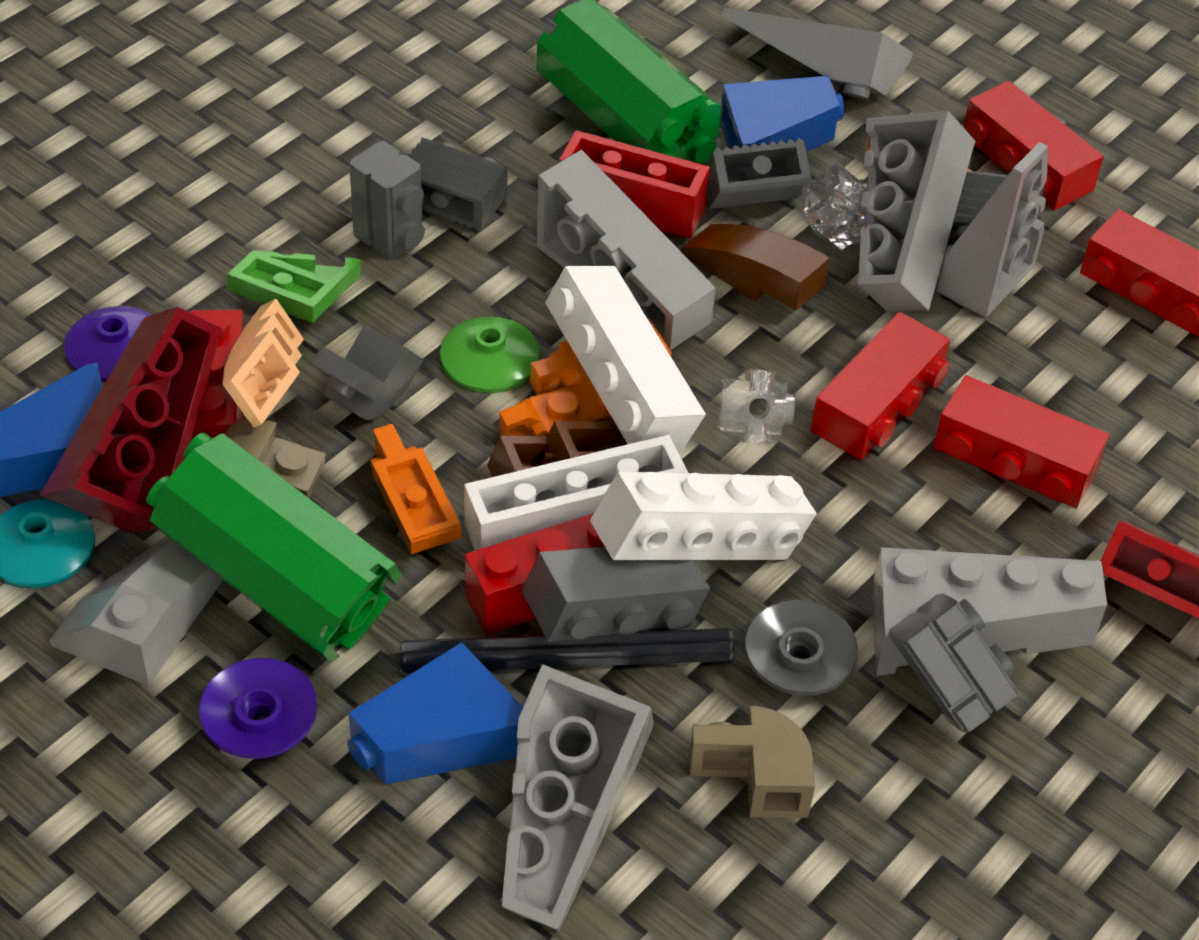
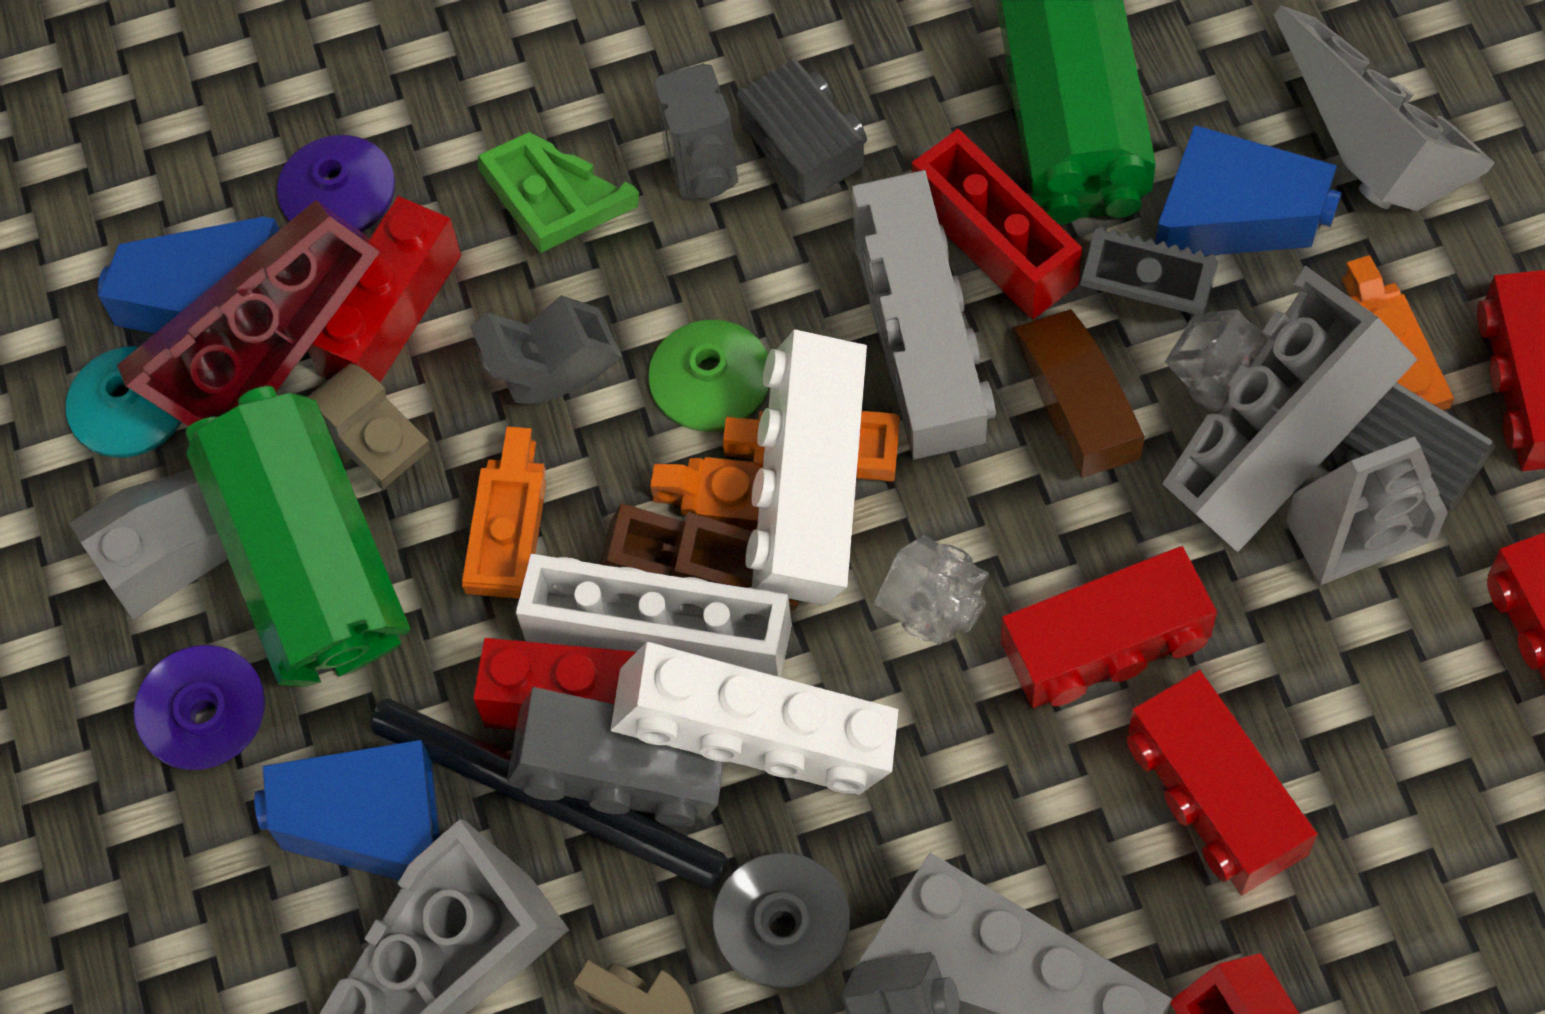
camera: 40 degrees right, 15 degrees up
(263, 362) = (422, 300): light nougat slope -> none

